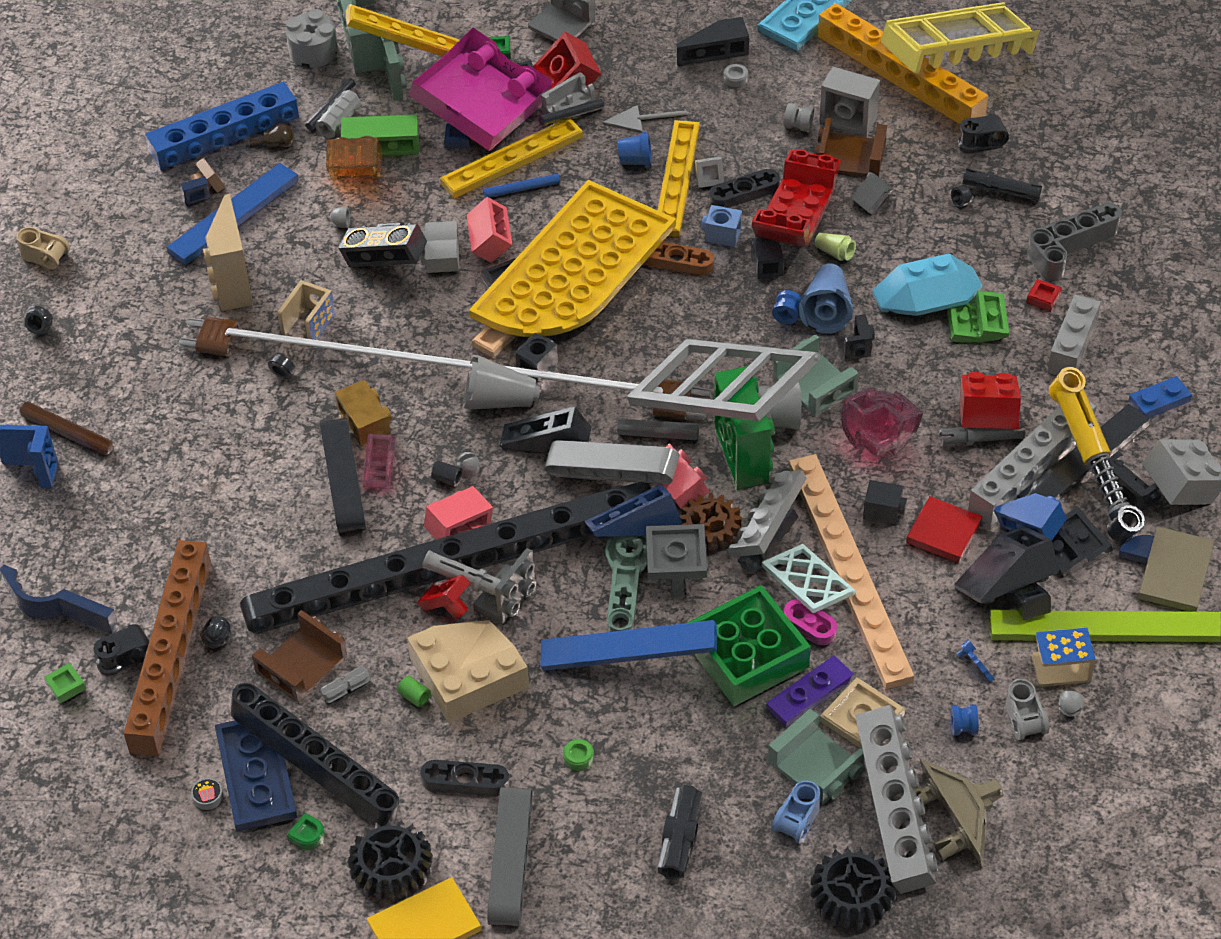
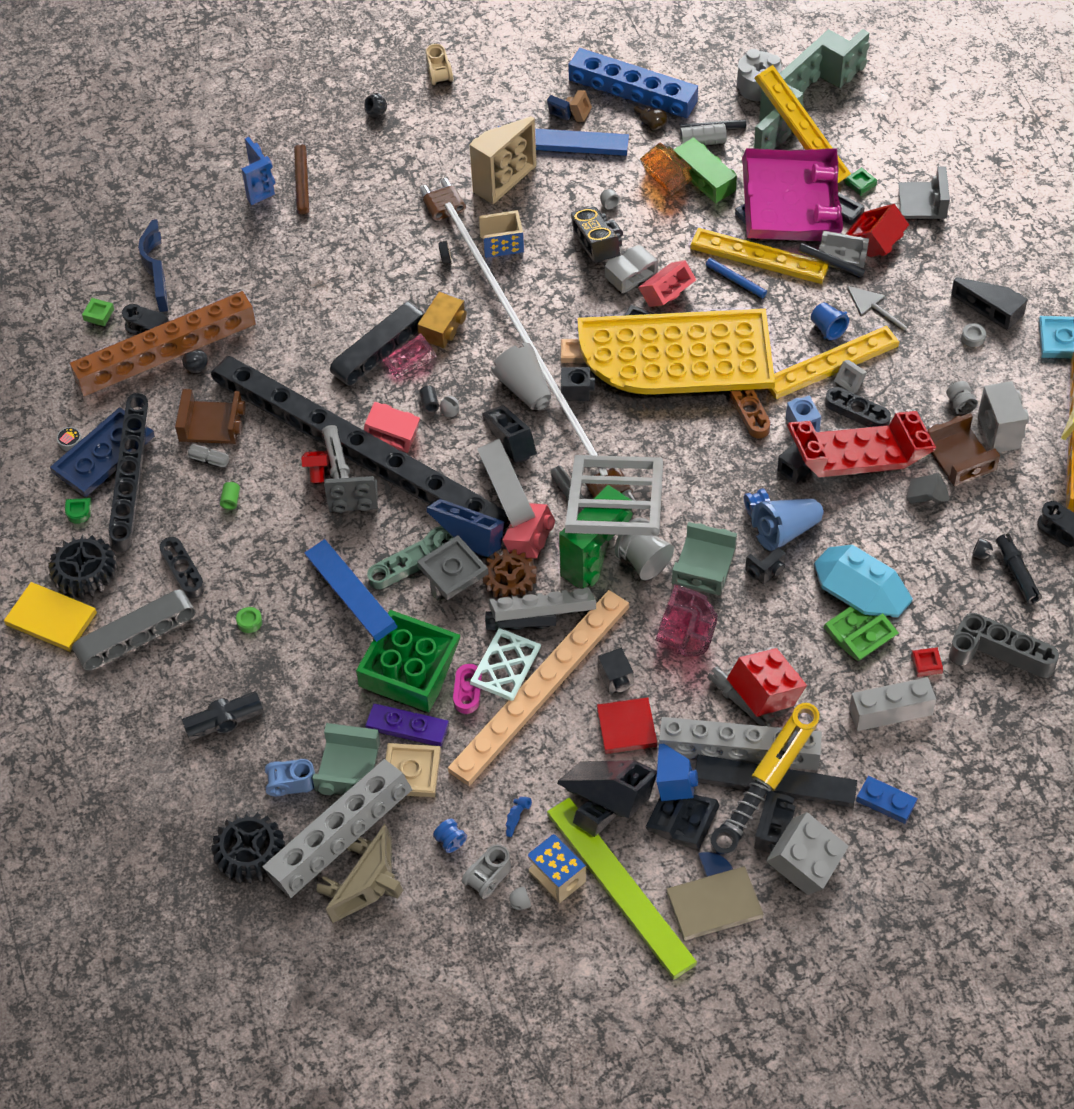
camera: 55 degrees right, 5 degrees up
(467, 666) = (270, 510): tan slope -> none
(838, 246) = (850, 498): yellowish green cone -> none

